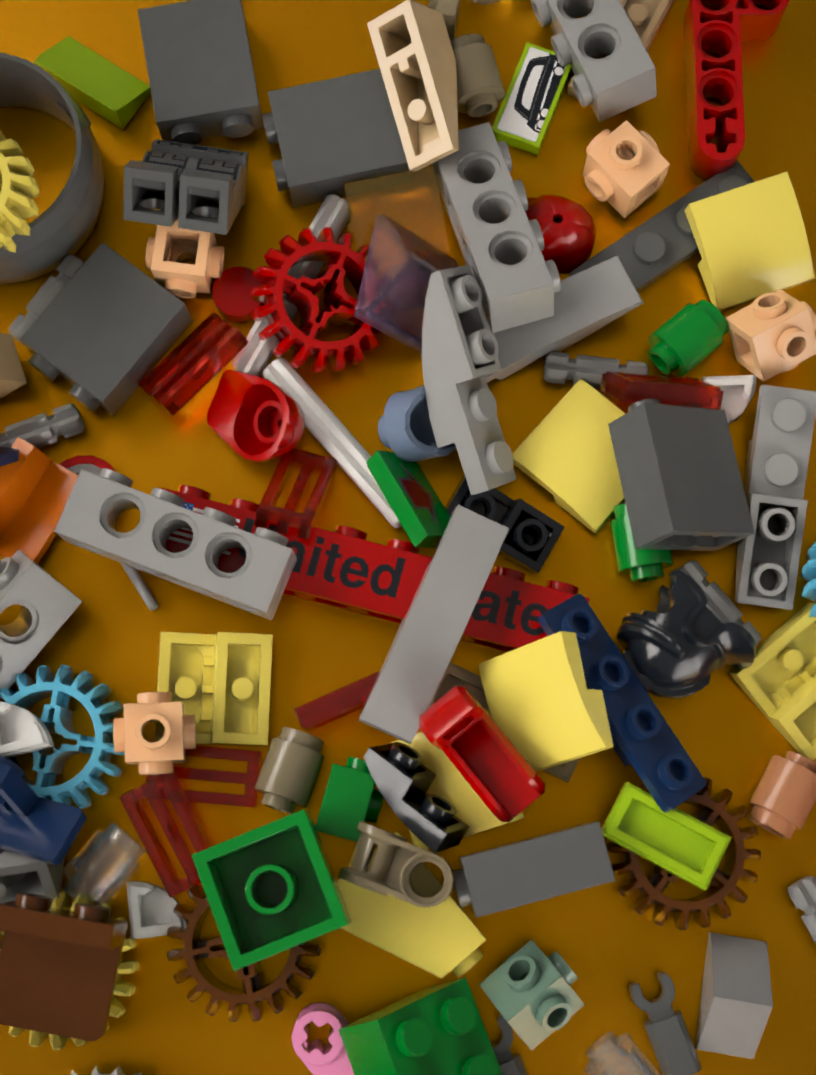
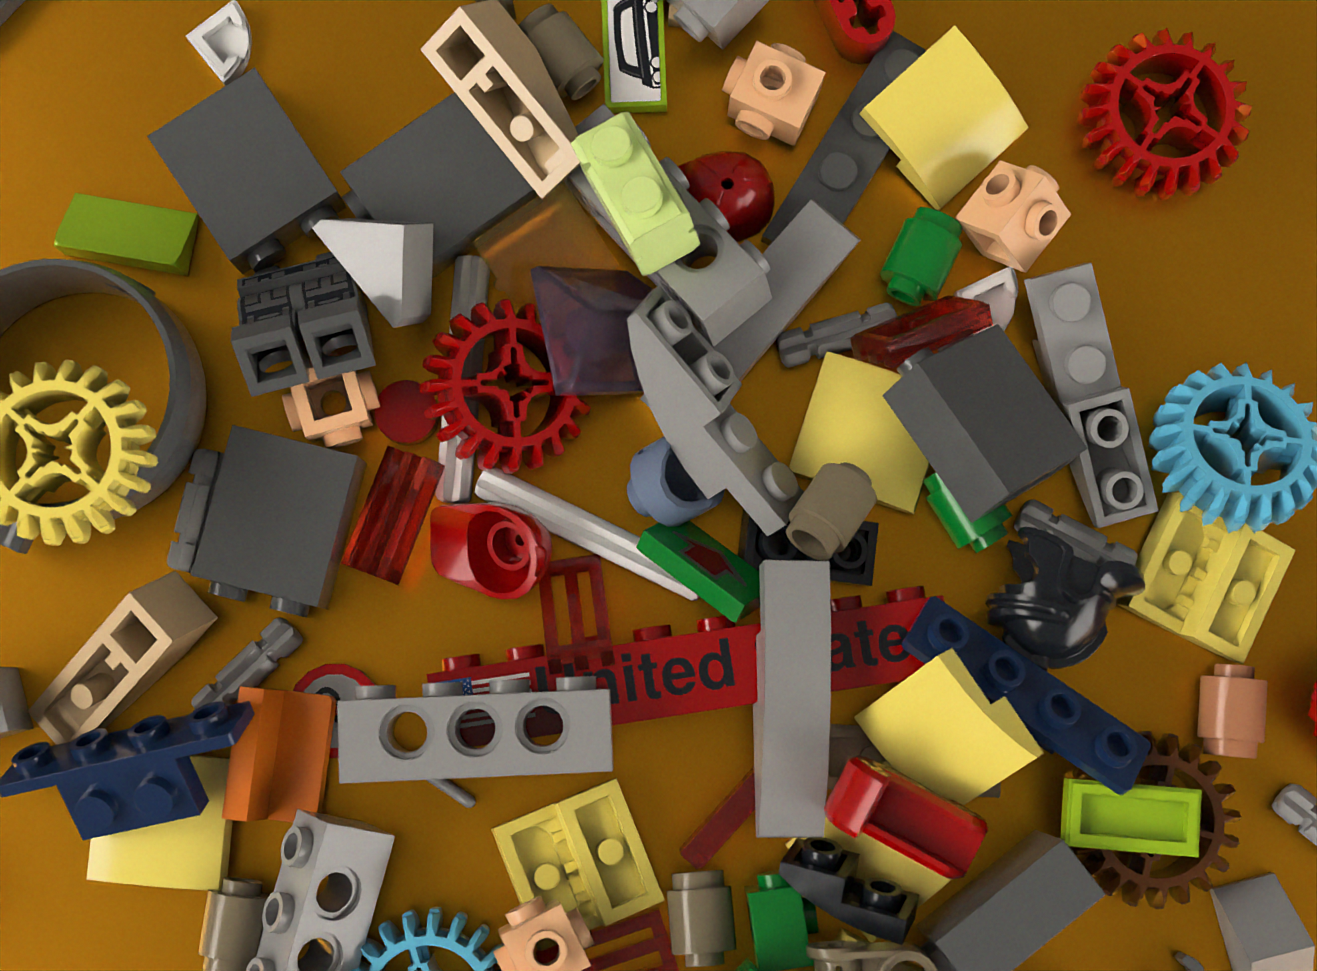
camera: 30 degrees left, 5 degrees up
(271, 167) = (387, 262): none -> slope
(480, 186) = (636, 193): none -> yellowish green brick
(529, 494) = (831, 510): none -> dark tan brick

